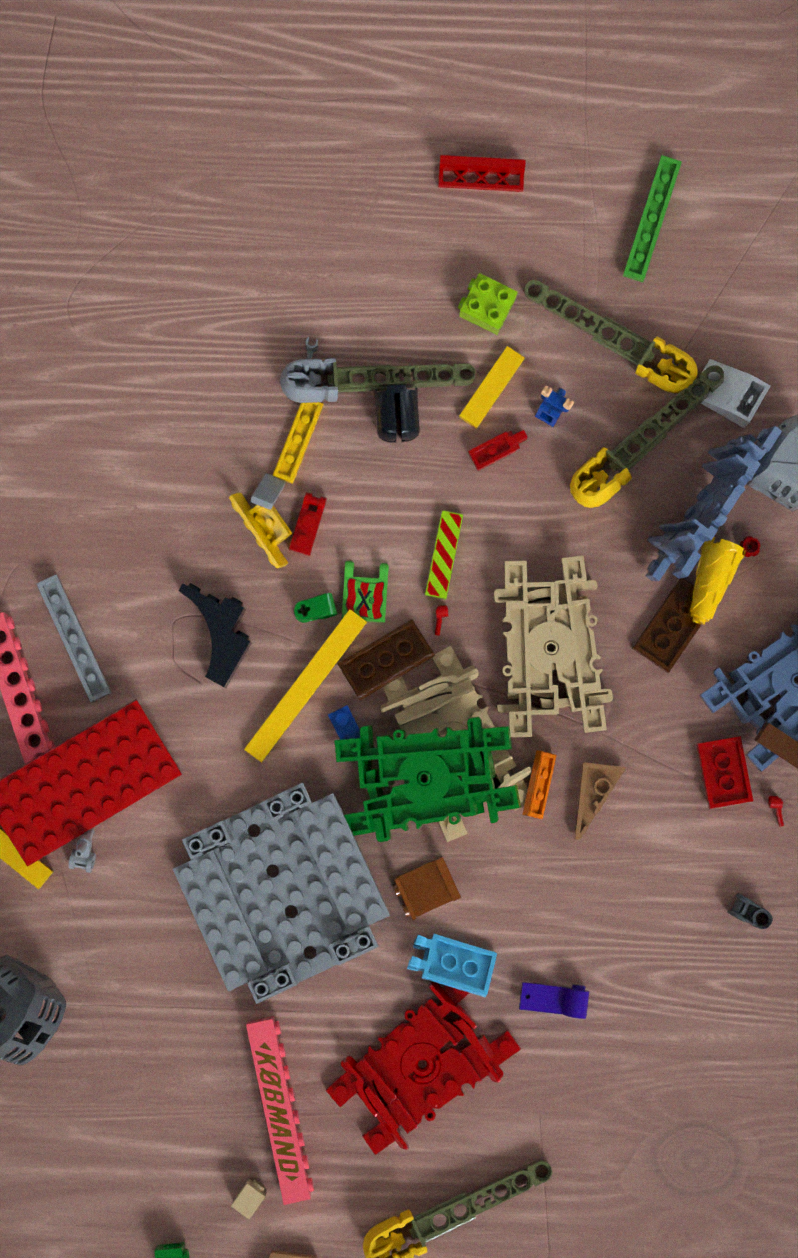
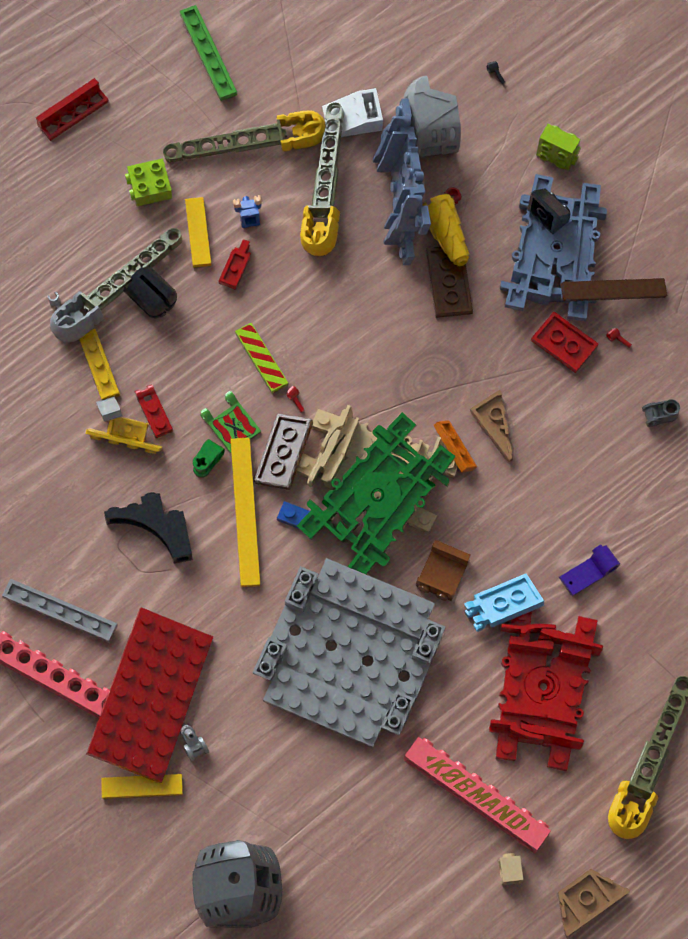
camera: 40 degrees left, 15 degrees down
(573, 641) = (363, 336): tan piece -> none

